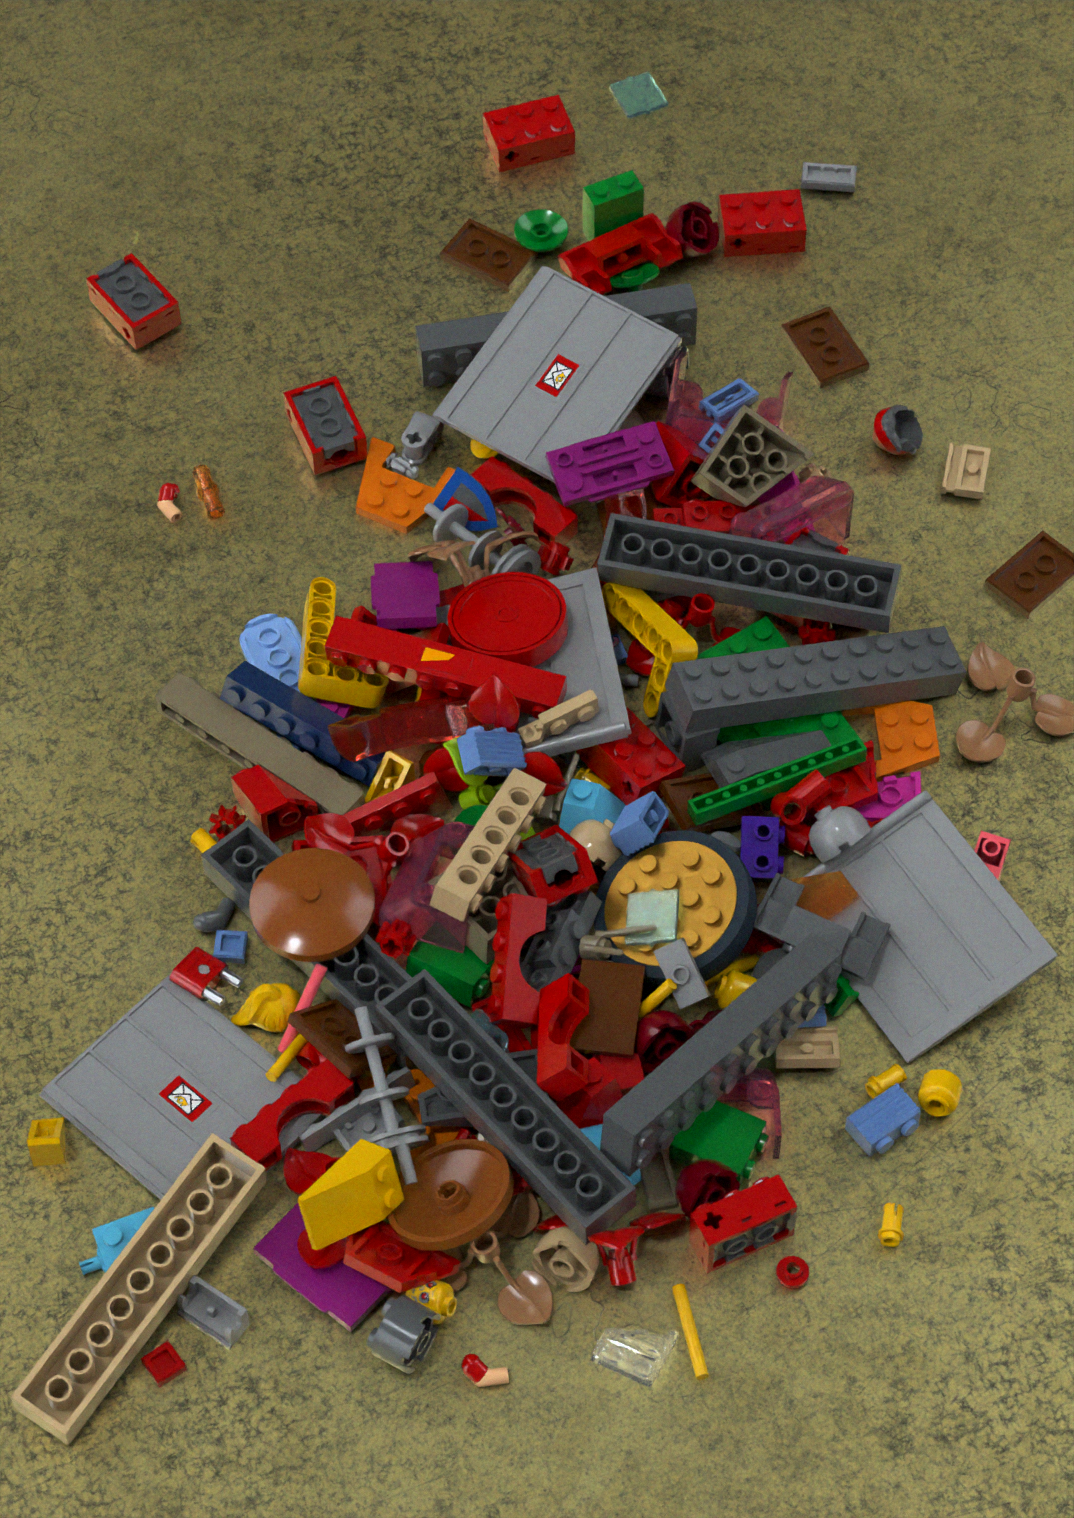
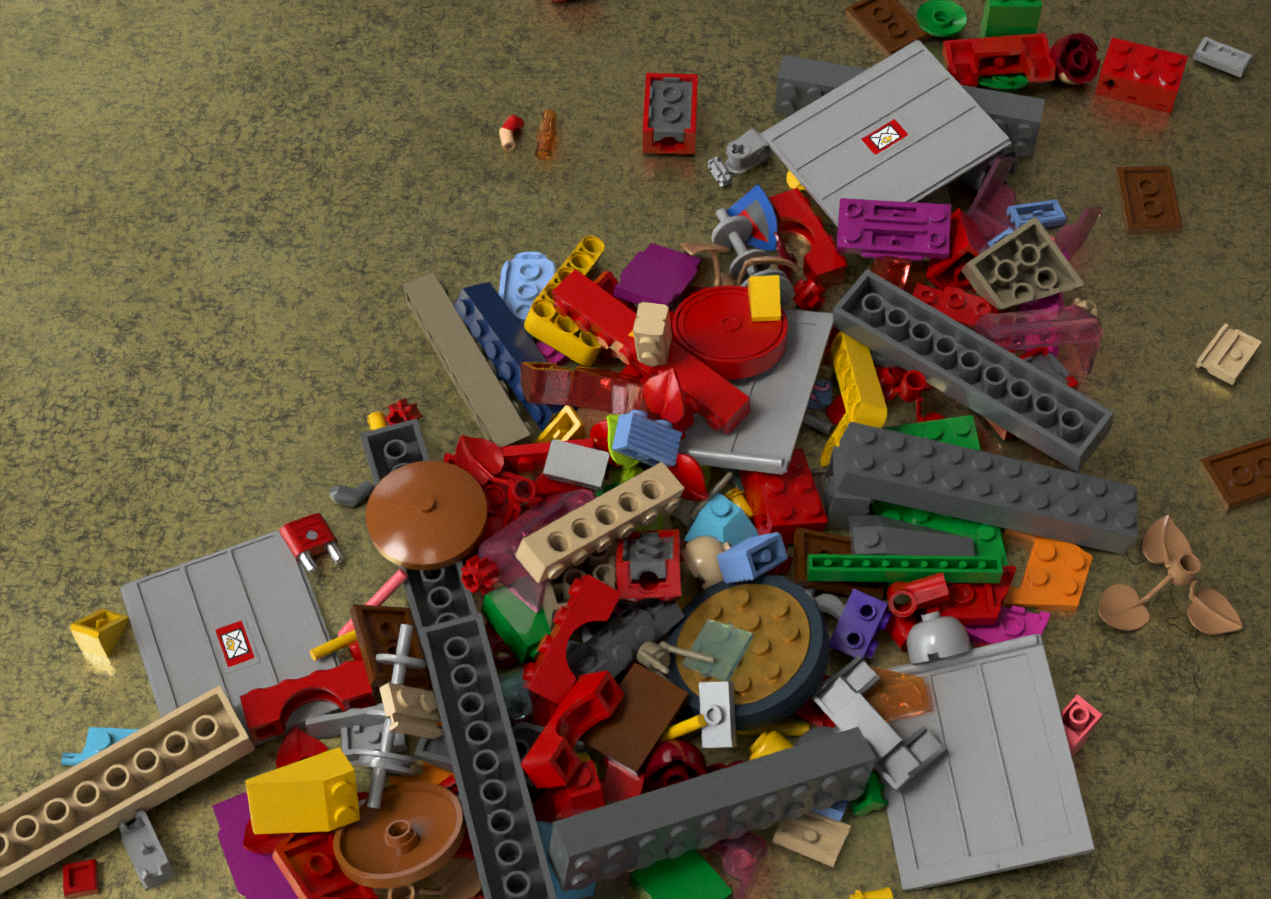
camera: 25 degrees right, 0 degrees up
(231, 946) = (349, 525): medium blue tile -> none
(268, 1007) = (348, 588): yellow hair -> none
(272, 803) = (449, 413): red slope -> none
(391, 496) = (697, 192): orange wing -> none
(406, 1080) = (411, 710): none -> tan plate
(428, 803) = (576, 465): none -> light grey panel
(452, 649) = (652, 333): none -> tan brick
(528, 576) = (764, 298): none -> yellow slope
(560, 718) = (727, 433): tan hinge -> none
(816, 632) = (1014, 448): red gear -> none
(897, 430) = (1179, 294): dark grey hair -> none

